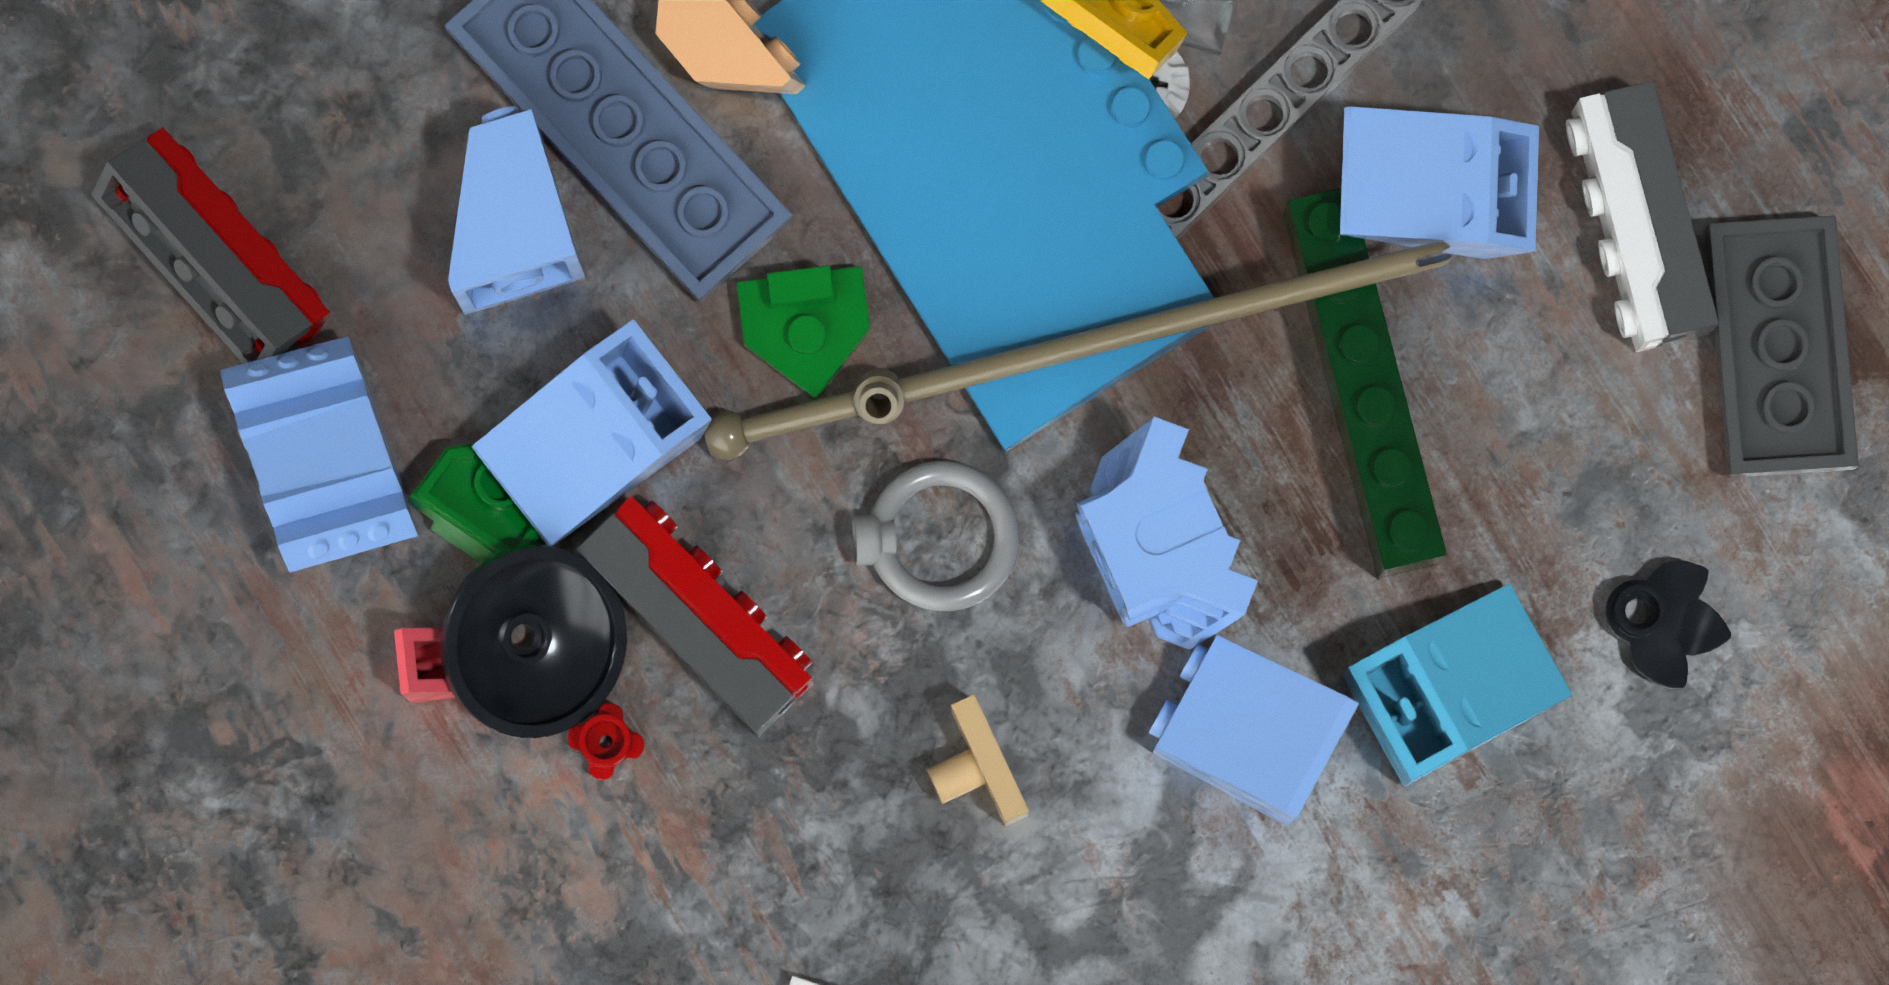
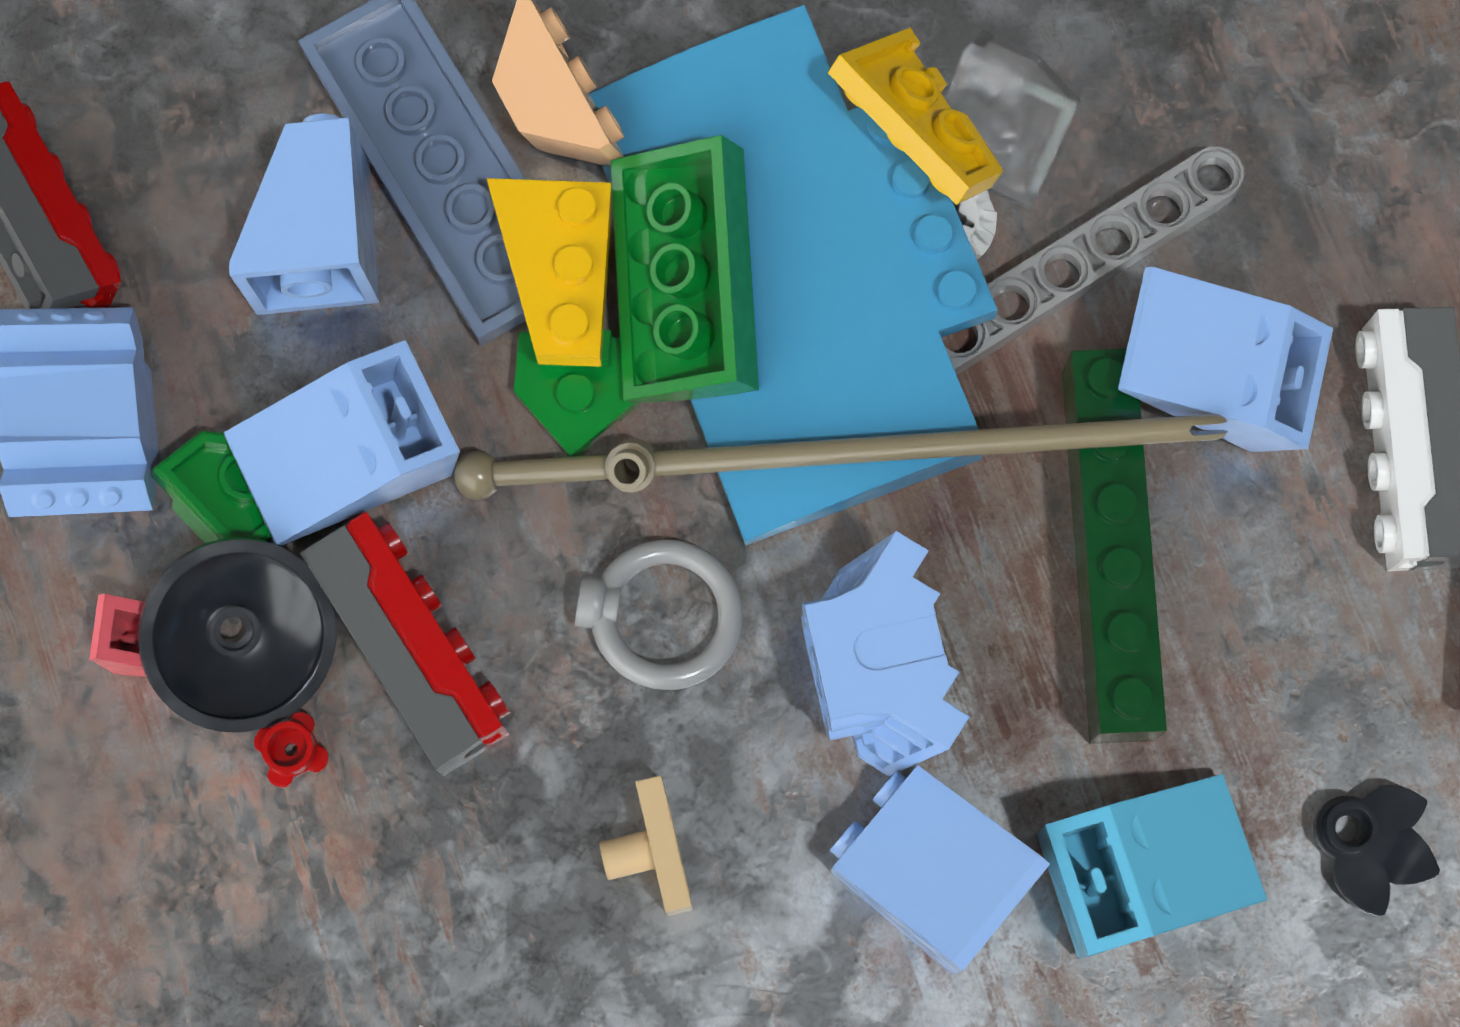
camera: 15 degrees right, 5 degrees down
(764, 204) = (559, 262): none -> yellow wing
(890, 192) = (684, 272): none -> green slope

